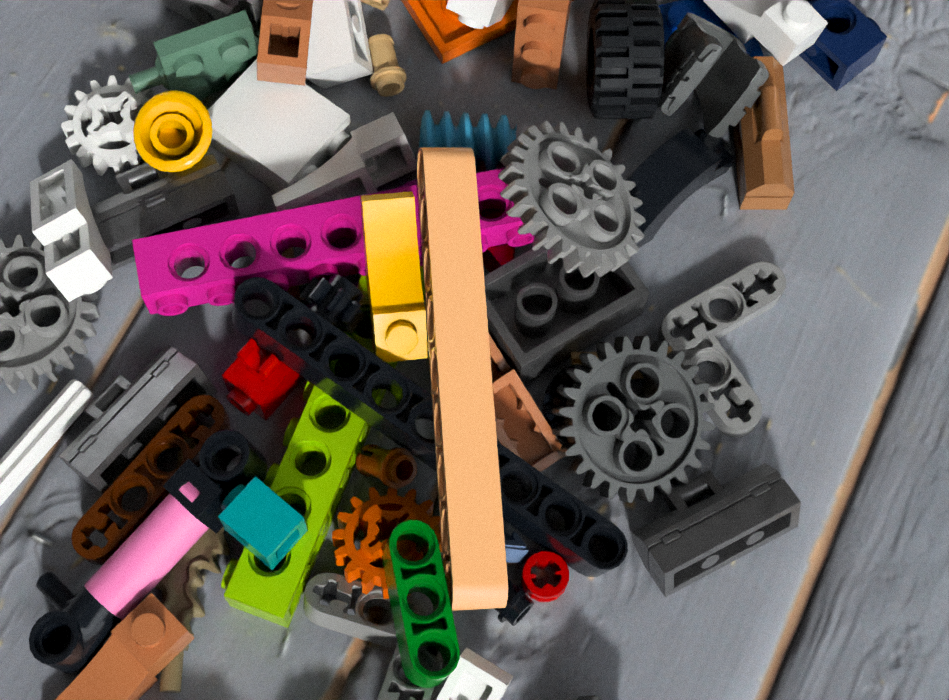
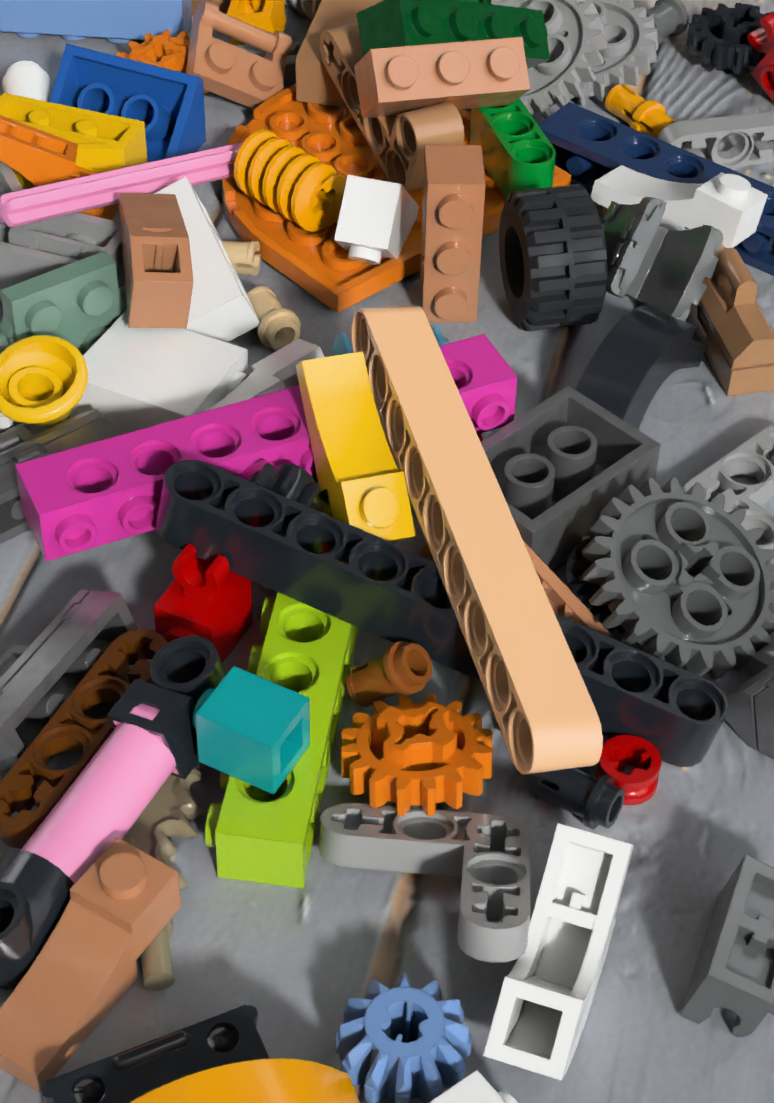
camera: 10 degrees left, 25 degrees down
(429, 579) = (488, 778): green beam -> none
(571, 199) = (544, 352): light grey gear -> none

